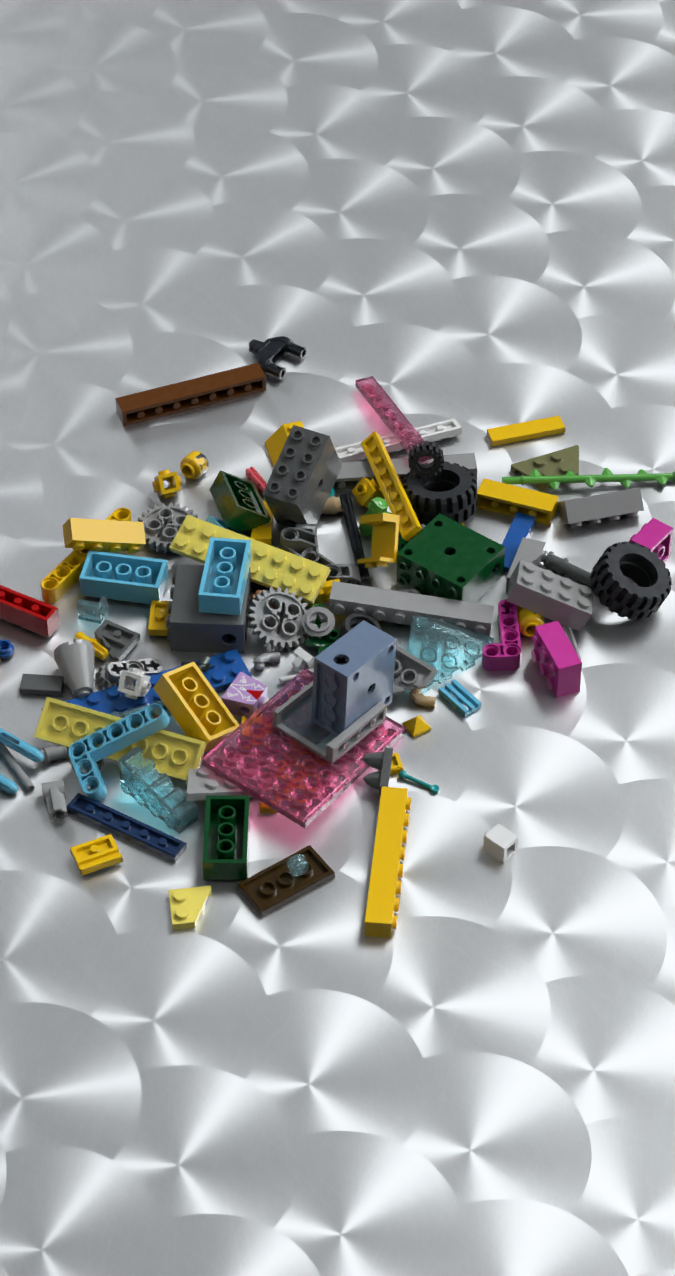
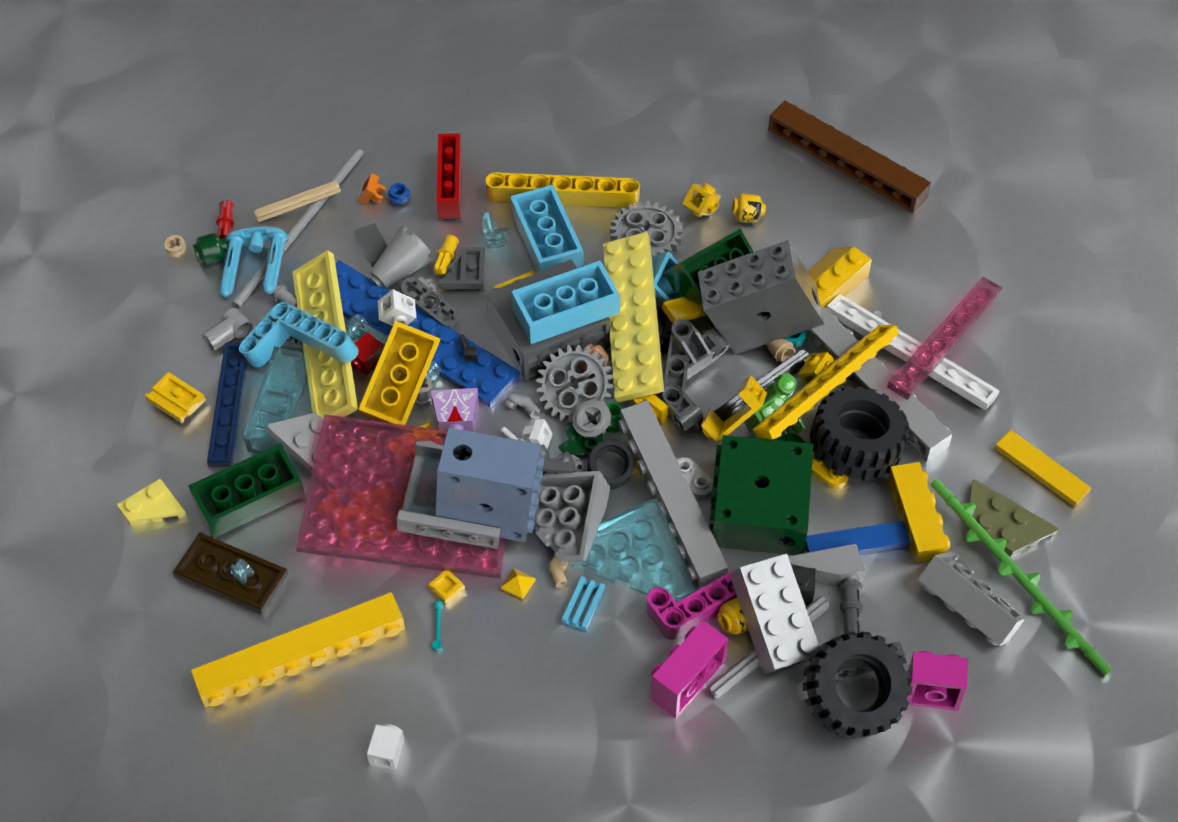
camera: 60 degrees right, 10 degrees up
(104, 535) = (579, 184): yellow brick -> none
(272, 351) = (963, 187): black connector -> none
(379, 761) = (429, 578): dark grey tile -> none
(426, 469) = (871, 389): black tyre -> none

